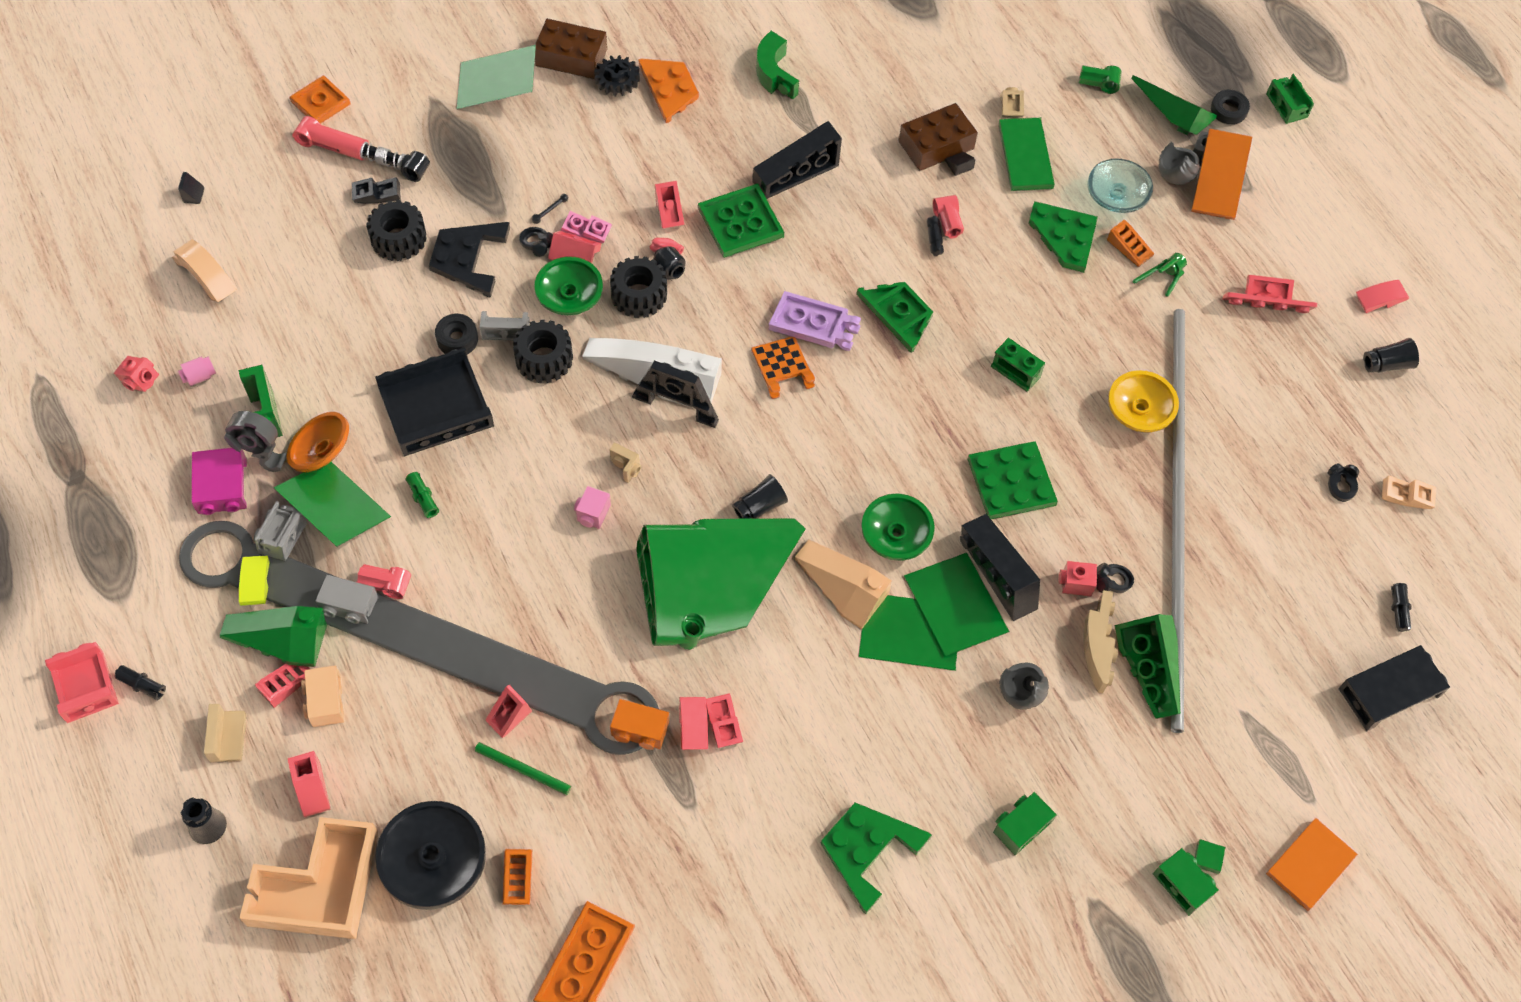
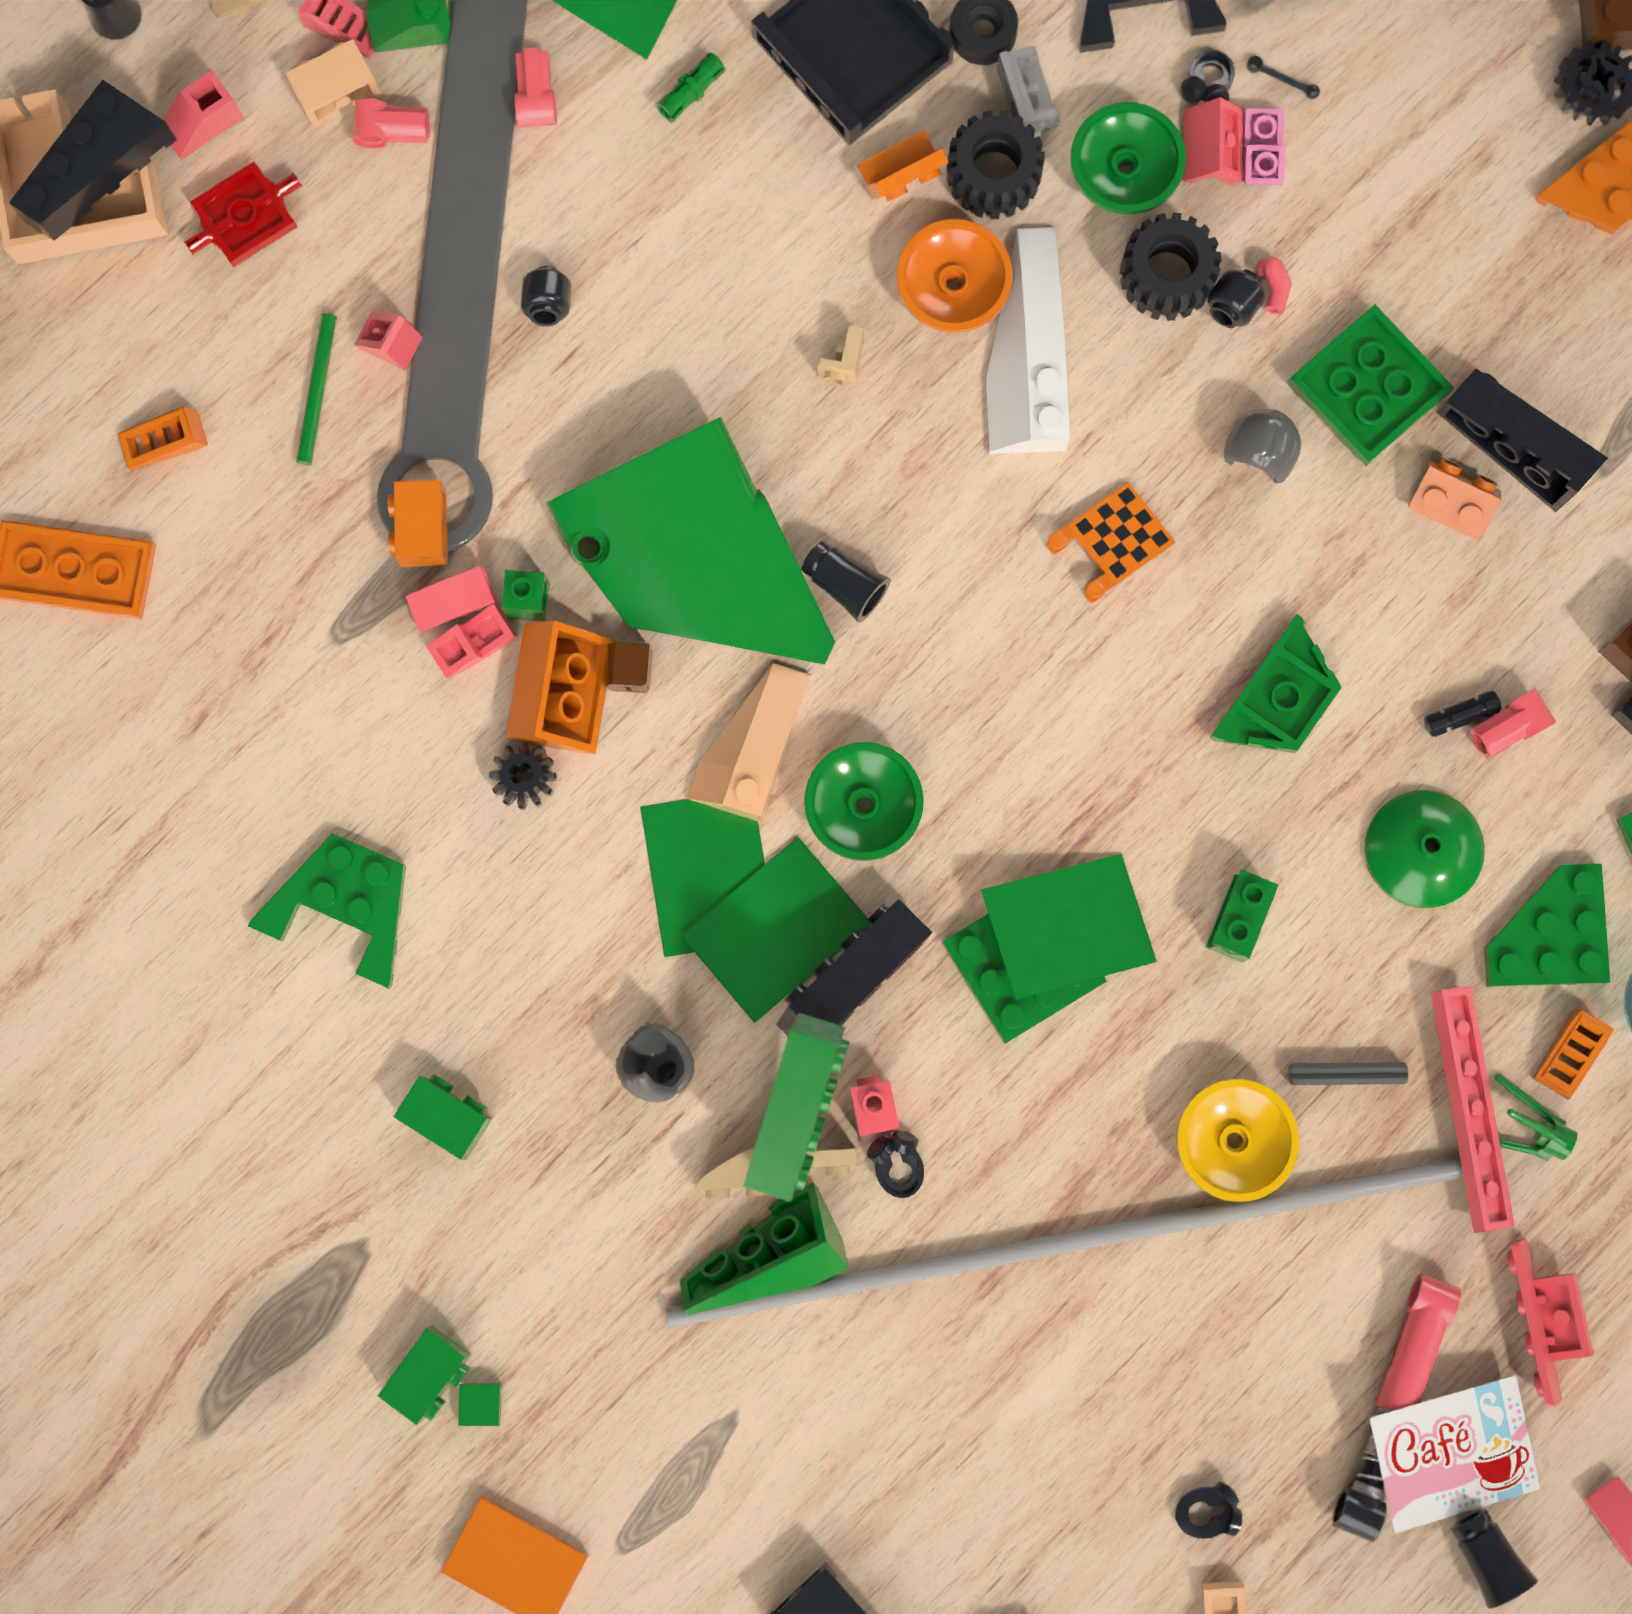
camera: 80 degrees right, 20 degrees up
(314, 837) = (90, 159): none -> black wedge
(346, 599) = (480, 50): light grey hinge -> none
(365, 676) = (378, 123): none -> coral piece
(387, 777) = (243, 214): none -> red plate
(430, 855) = (146, 312): black dish -> none
(520, 611) = (545, 296): none -> black head
(524, 397) = (900, 164): none -> orange bracket
(592, 507) = (748, 337): bright pink brick -> none
(597, 379) = (959, 253): none -> orange dish
(669, 204) = (1349, 259): coral slope -> none
(678, 386) = (981, 395): black wing -> none
(707, 677) = (525, 595): none -> green brick
(756, 272) = (1265, 441): none -> dark grey piece
(771, 677) = (559, 687): none -> orange slope
(772, 632) = (628, 667): none -> reddish brown piece
(814, 321) = (1211, 562): lavender tile -> none
(818, 202) = (1456, 498): none -> bracket
(818, 722) = (522, 762): none -> black gear
(1000, 448) = (1068, 926): none -> green sticker
(1002, 284) = (1399, 856): none -> green dish
(1079, 599) = (792, 1114): none -> green brick
(1116, 345) = (1348, 1073): none -> dark grey axle
(1151, 294) = (1472, 1109): none -> coral plate
(1253, 344) = (1430, 1310): none -> coral piece
(1333, 357) = (1454, 1453): none -> sticker

